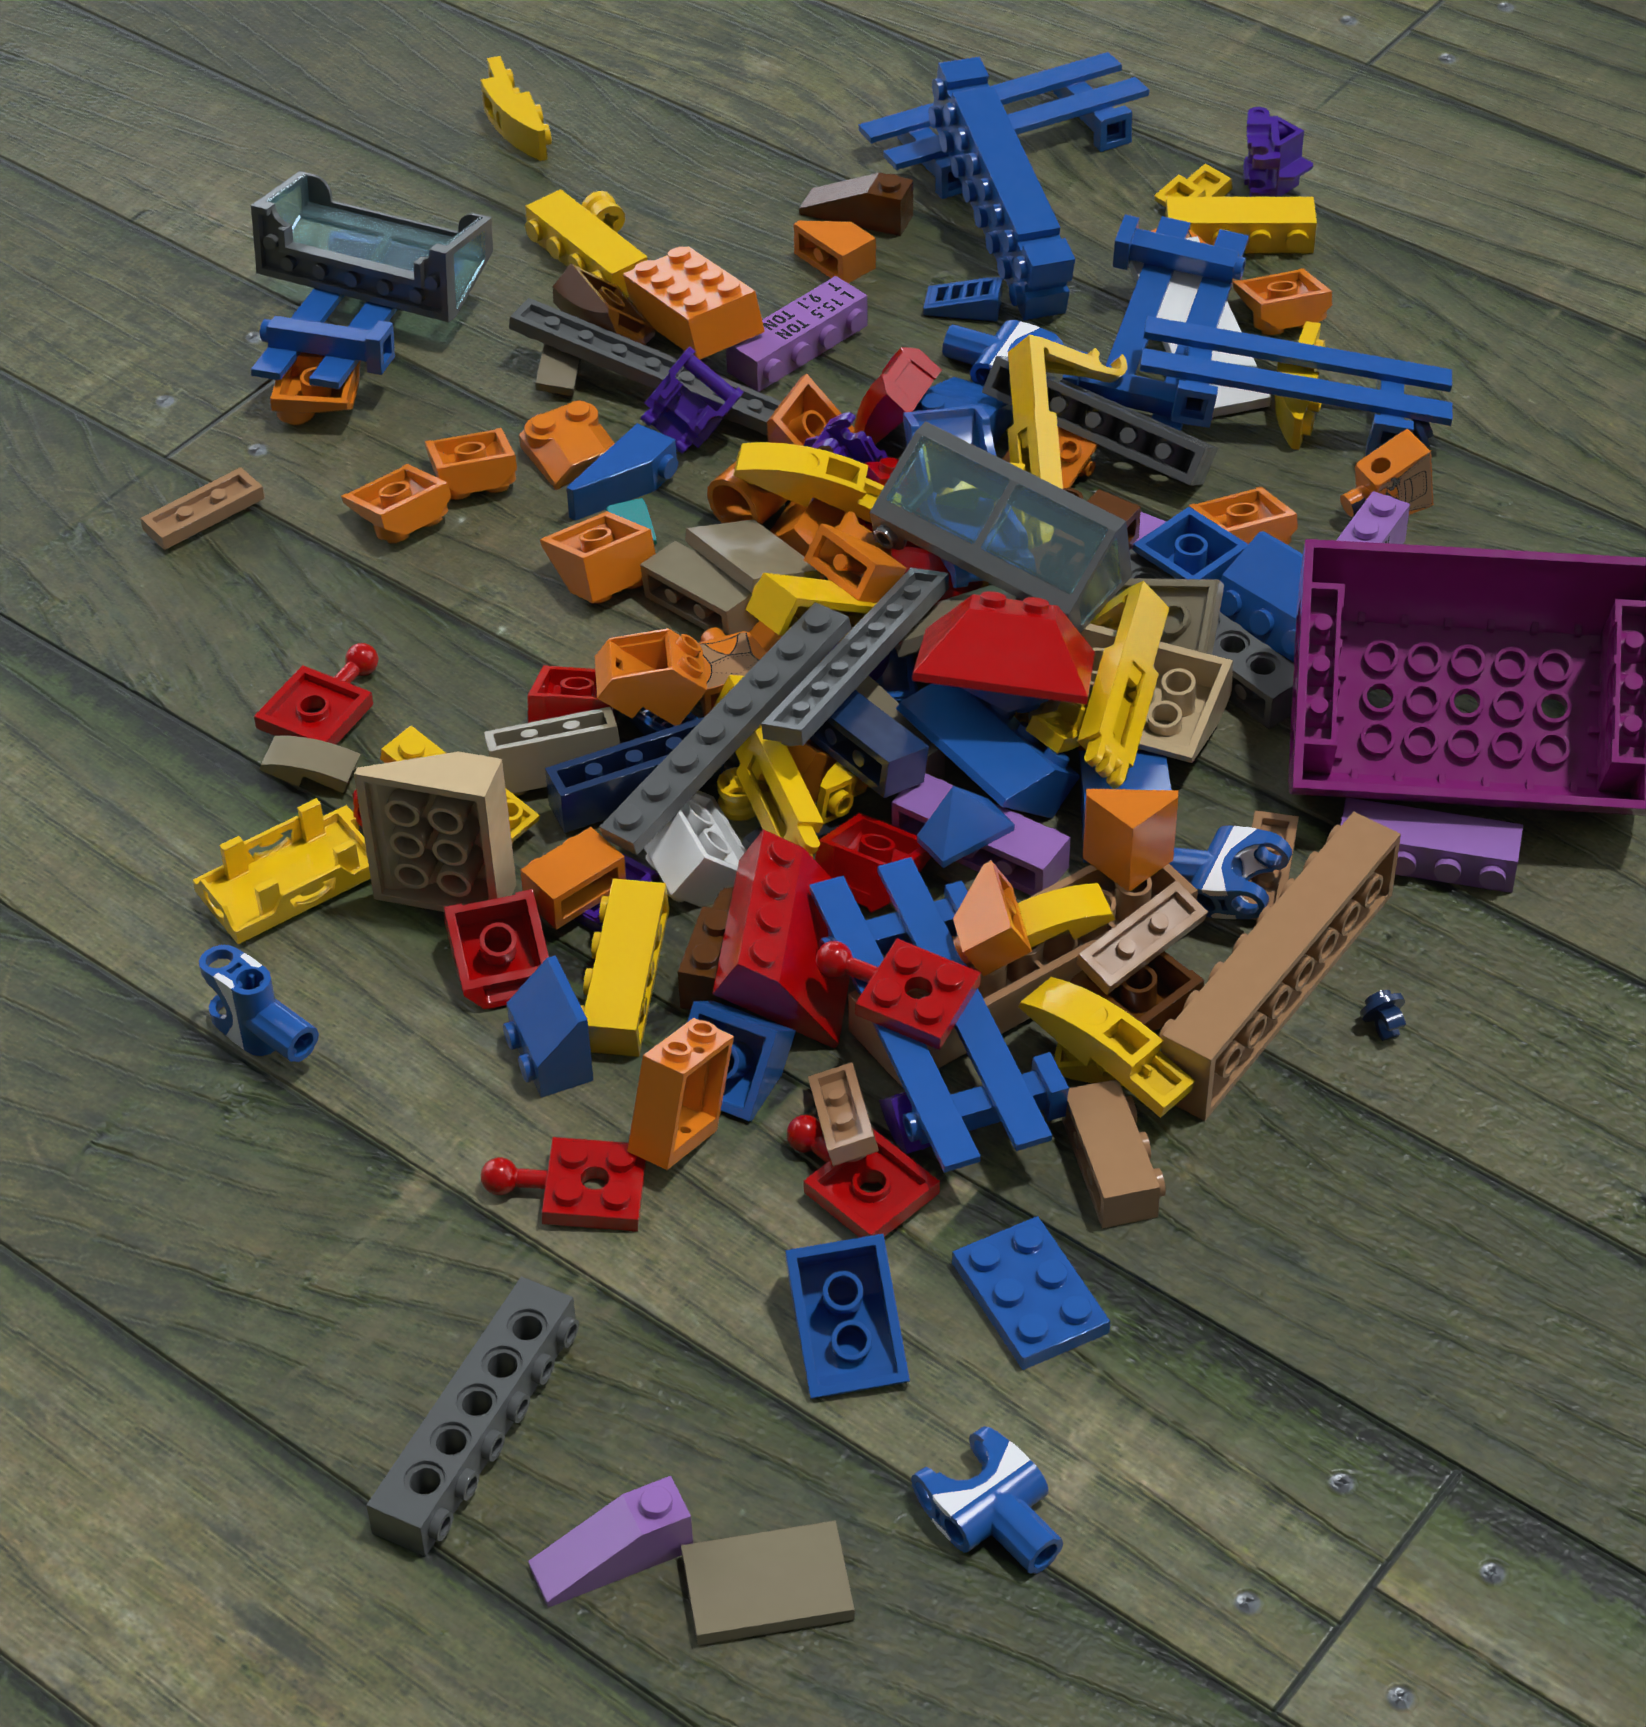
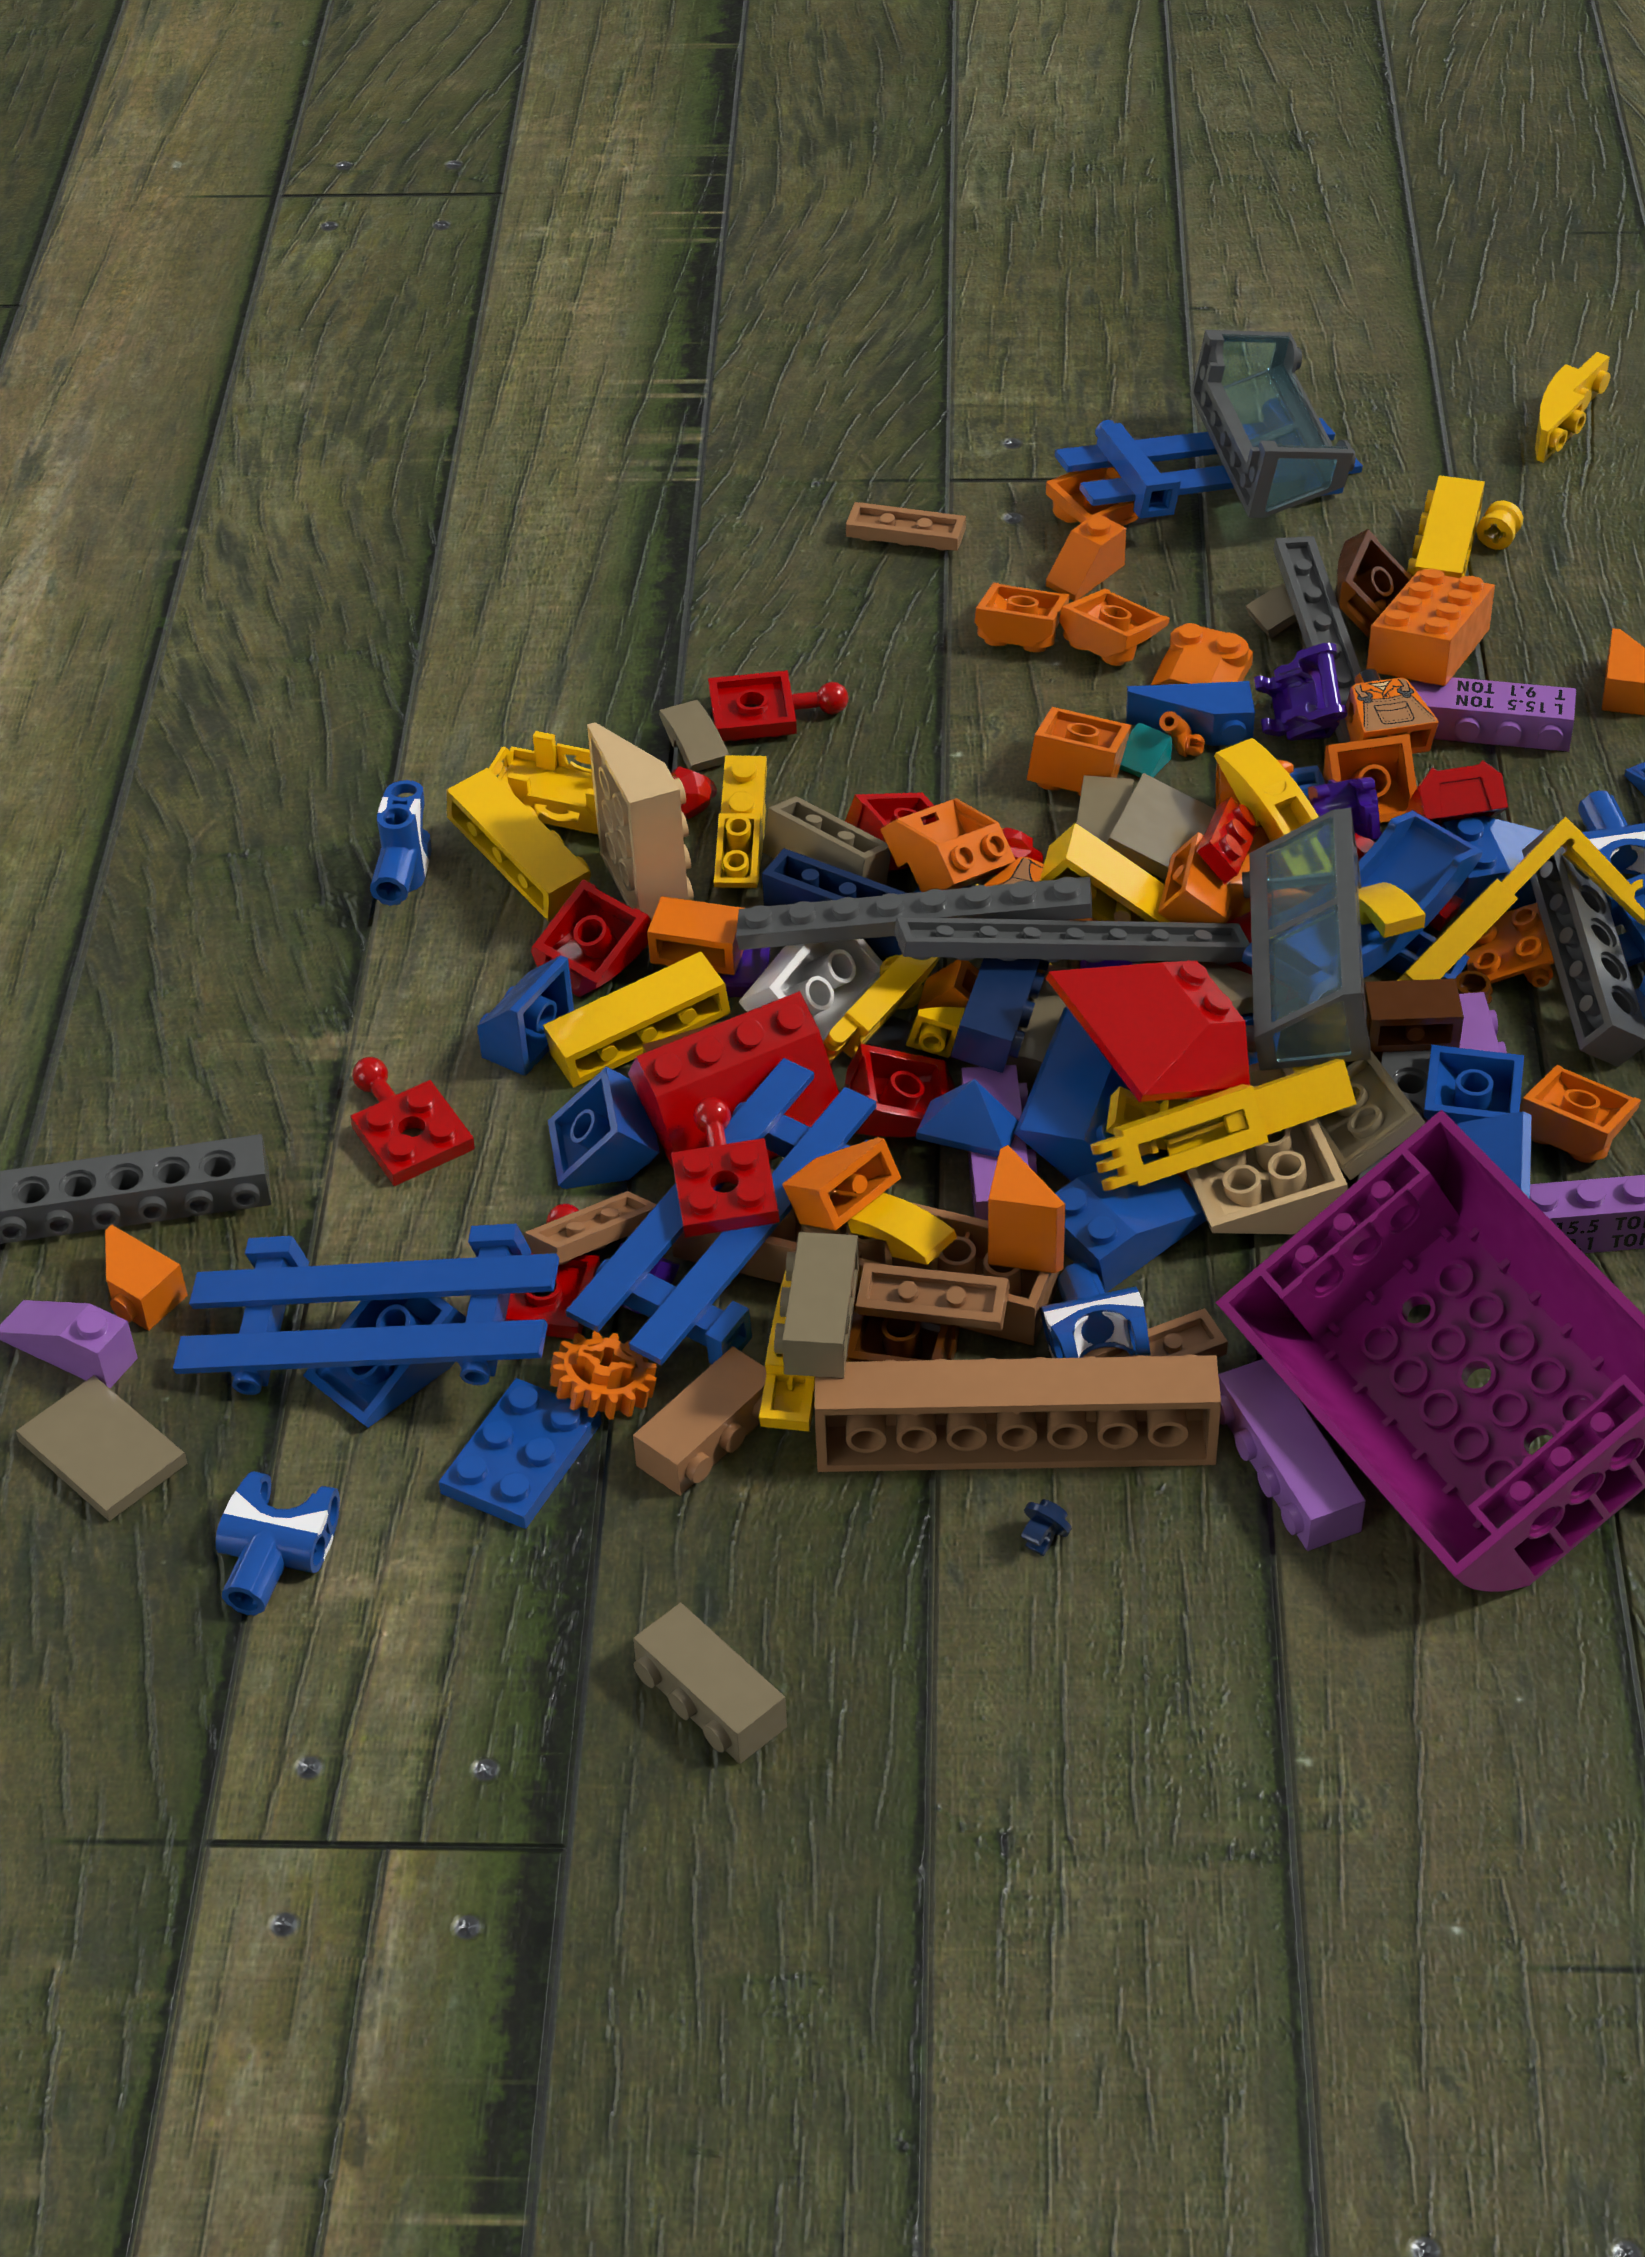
camera: 55 degrees right, 0 degrees up
(332, 933) = (516, 841): none -> yellow brick
(375, 430) = (1088, 557): none -> orange slope
(592, 1457) = (141, 1280): none -> orange slope
(638, 488) = (1181, 735): none -> orange arm
(680, 1093) = (519, 1146): orange window -> none
(763, 373) = (1389, 709): none -> torso
(834, 514) = (1228, 839): none -> red plate
(872, 1195) = (284, 1277): none -> blue fence
(1008, 1191) = (602, 1375): none -> orange gear
(1121, 993) = (818, 1305): none -> dark tan brick
(1382, 1287) = (709, 1683): none -> dark tan brick

